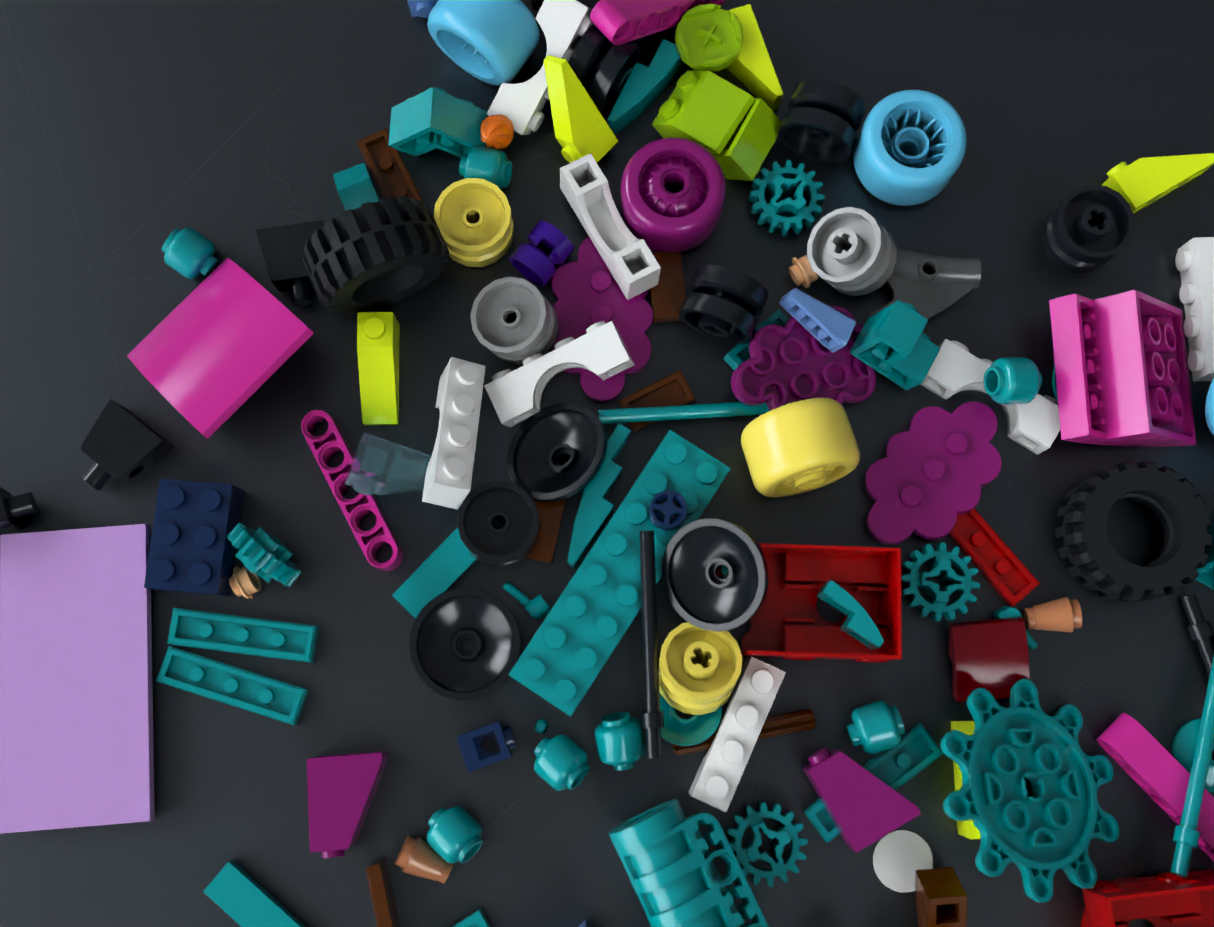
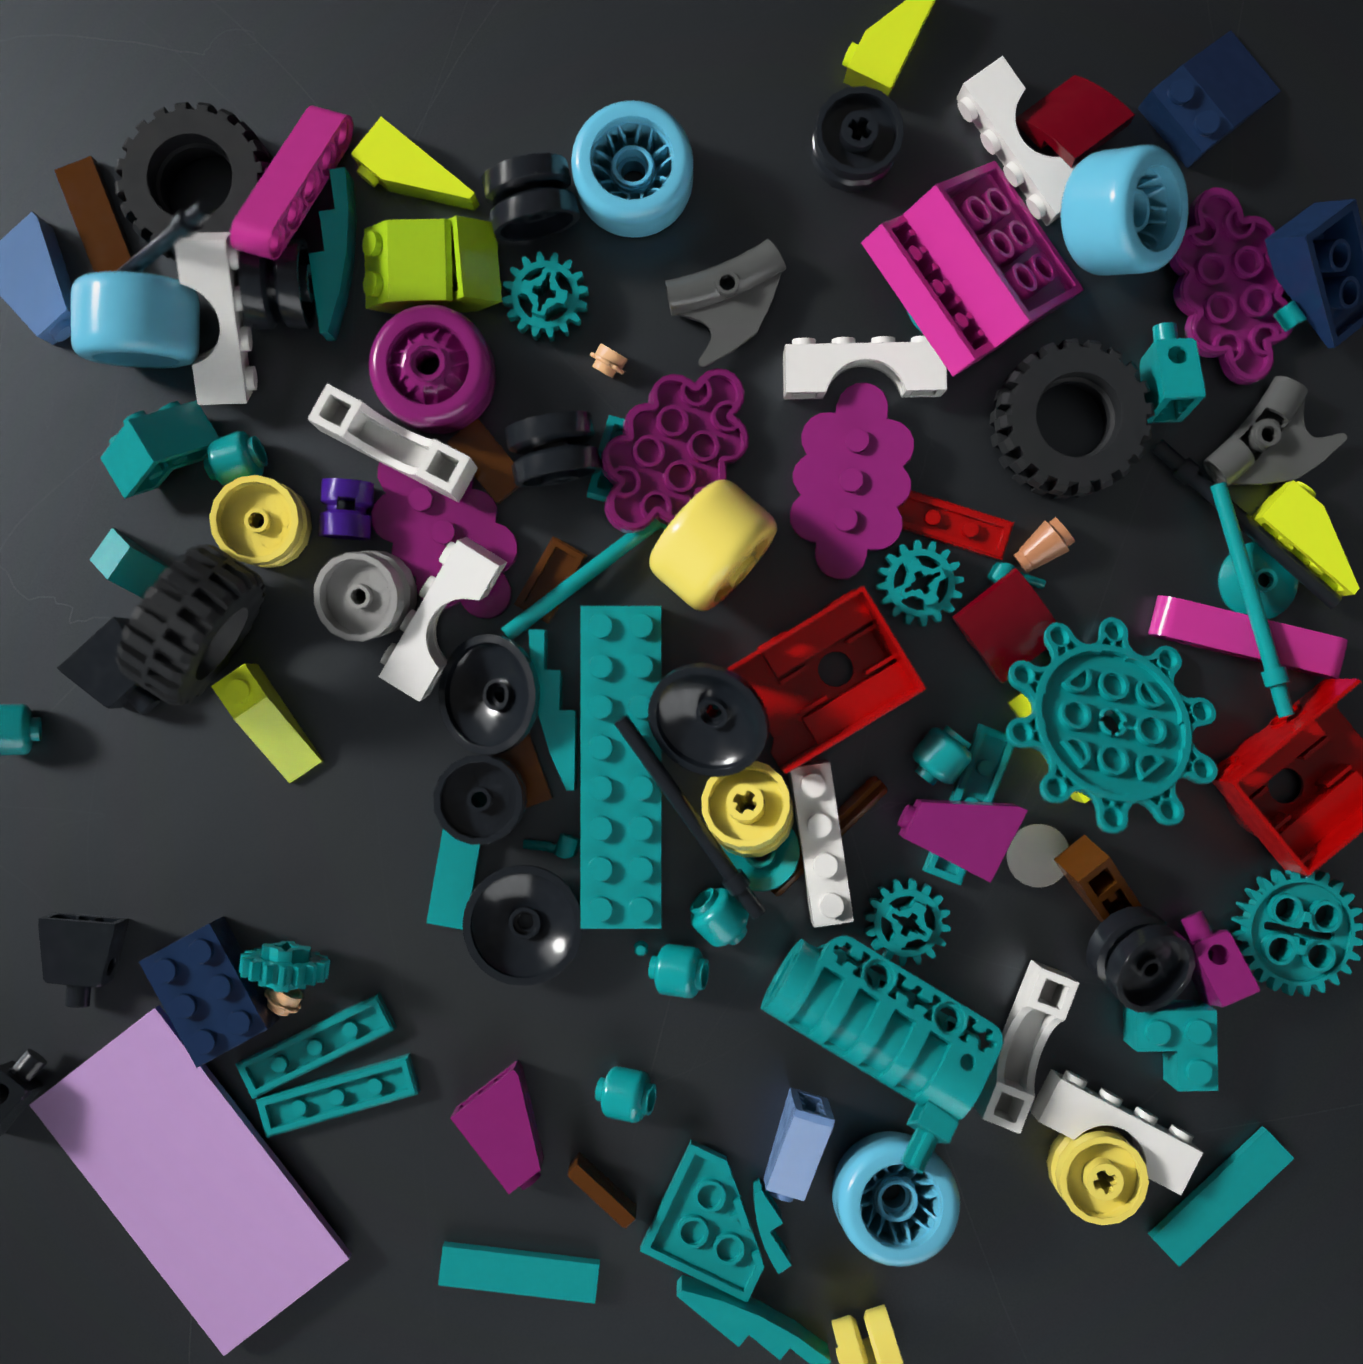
camera: 30 degrees left, 10 degrees up
(219, 346) = (103, 805): dark pink slope -> none
(356, 508) = (304, 852): dark pink beam -> none
(386, 467) = (346, 812): clear light blue slope -> none
(387, 167) = (147, 523): reddish brown tile -> none
(421, 860) = (610, 1135): nougat cone -> none
(453, 455) = (391, 757): white arch -> none
(472, 745) = (597, 1013): dark blue brick -> none
(497, 131) = (220, 416): orange plate -> none
(575, 116) = (287, 353): neon yellow slope -> none
(668, 503) = (622, 690): dark blue wheel -> none
(708, 37) = (363, 181): lime tile -> none
(820, 320) = (663, 407): medium blue slope -> none
(851, 251) = (642, 315): light grey wheel -> none
(858, 622) = (866, 677): teal slope -> none
(896, 345) = (743, 382): teal brick -> none
(1012, 380) = (873, 349): teal head -> none

